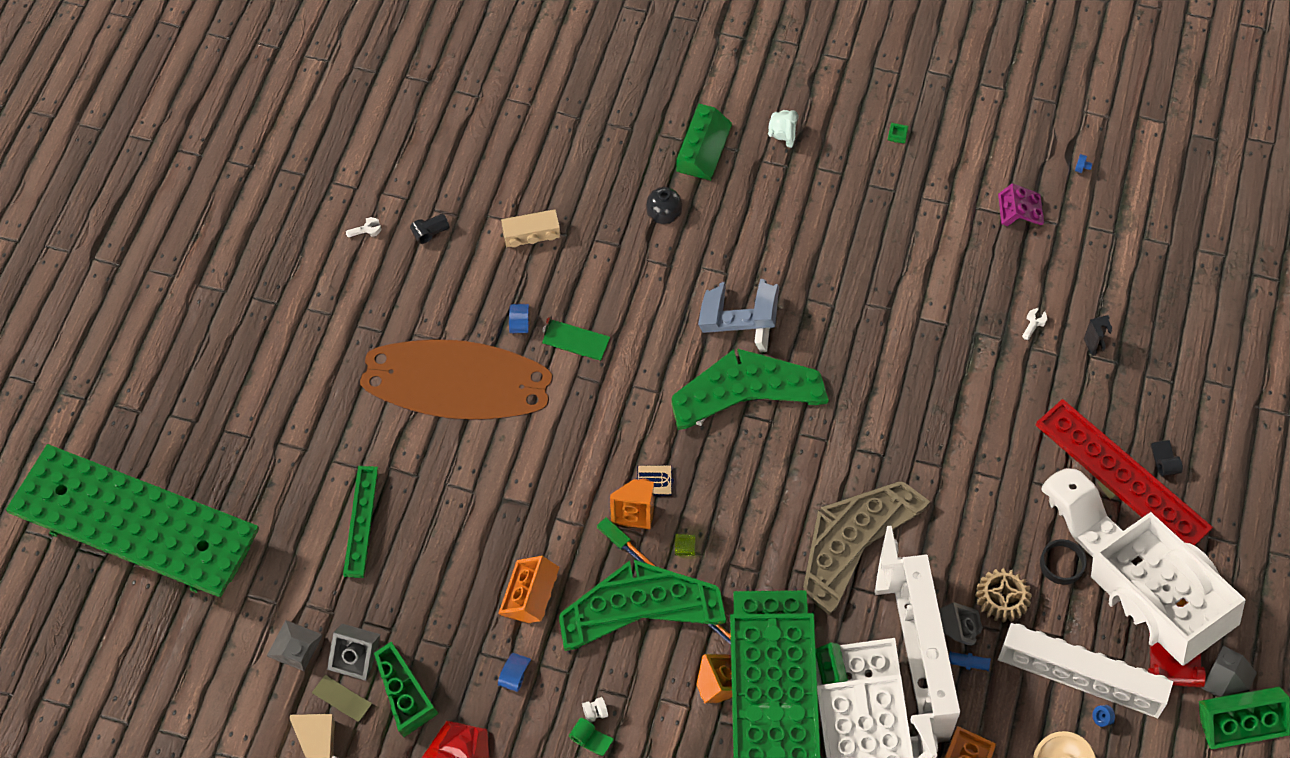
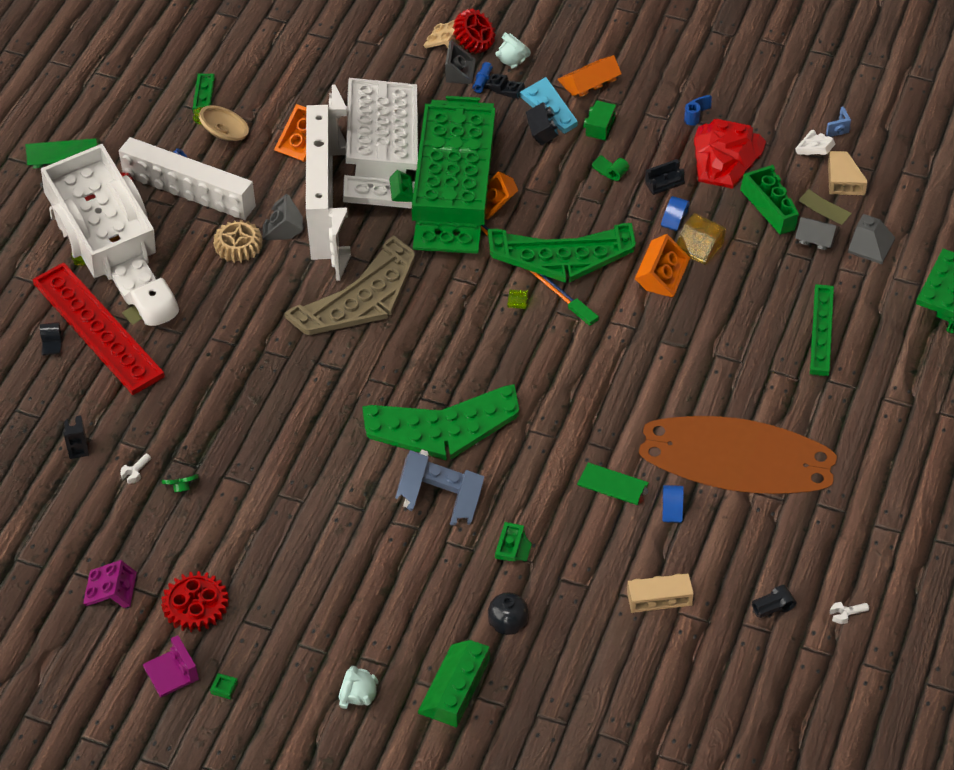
camera: 175 degrees left, 10 degrees down
(486, 632) = (701, 238): none -> clear yellow slope
(527, 723) = (664, 177): none -> black hinge
(590, 711) = (606, 182): white wheel -> none
(633, 504) = (564, 307): orange slope -> none
(660, 475) = (541, 353): piece -> none
(666, 265) = (513, 543): none -> green slope
(932, 188) = (195, 601): none -> red gear
(944, 138) = (172, 669): none -> magenta bracket
(969, 661) = (274, 197): blue pin -> none
(986, 304) = (181, 484): none -> green animal
(1069, 544) = (176, 252): black tyre -> none
(1082, 163) = (25, 628): blue tile -> none

